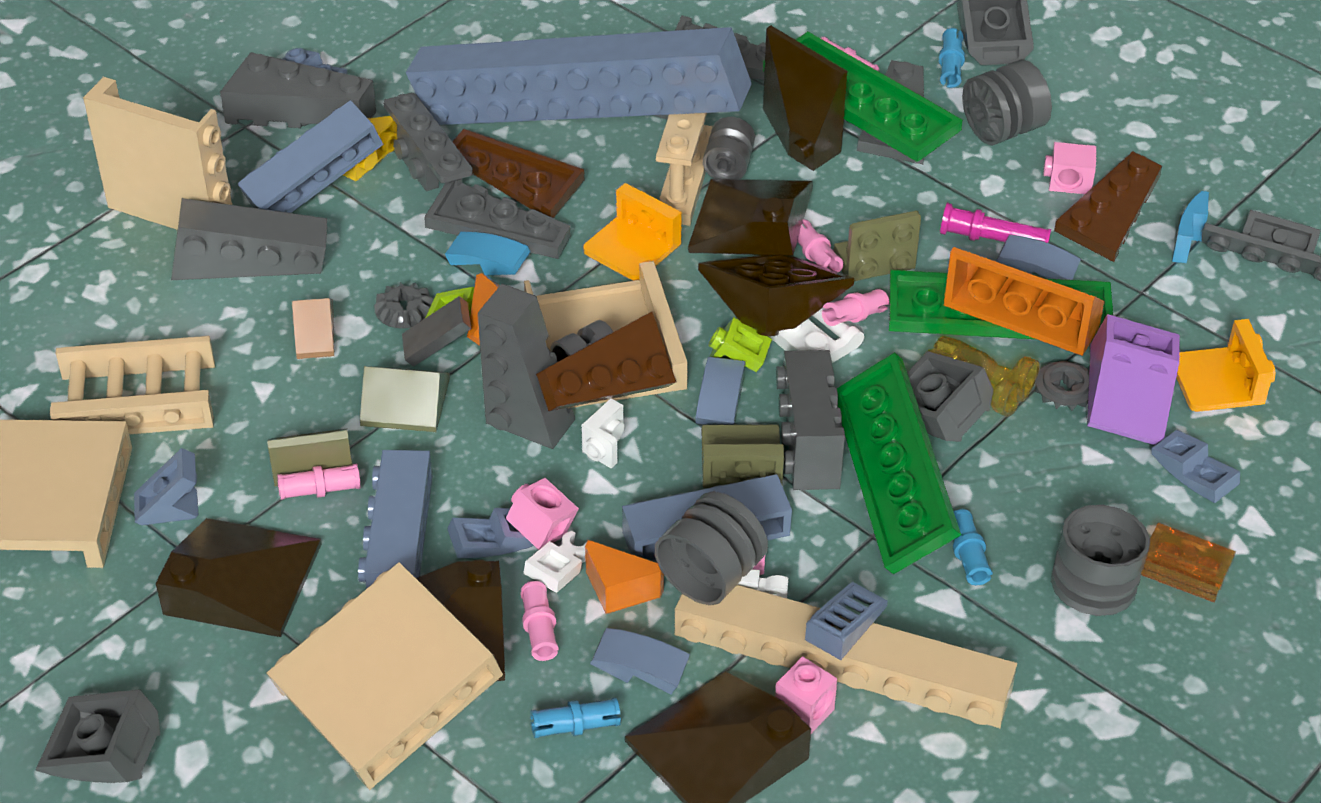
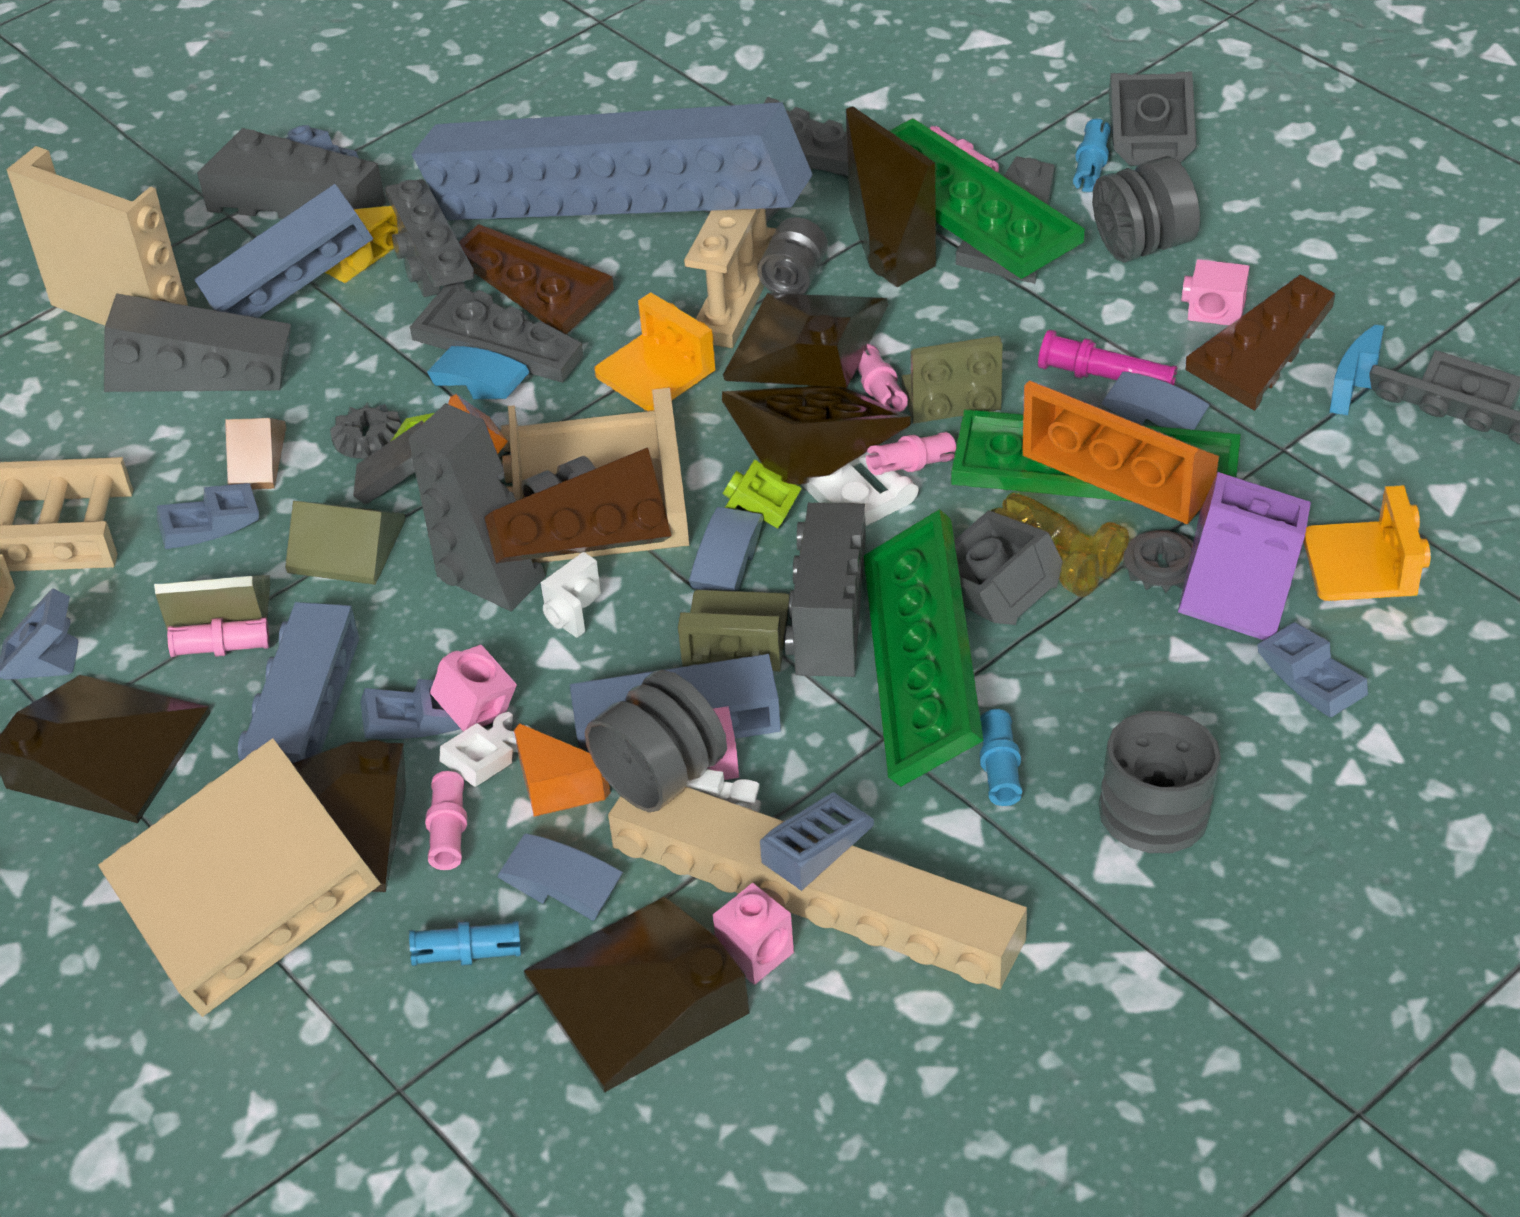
camera: 10 degrees right, 0 degrees up
(292, 380) = (219, 514): none -> sand blue slope
(1187, 562) = (1277, 791): clear orange plate -> none

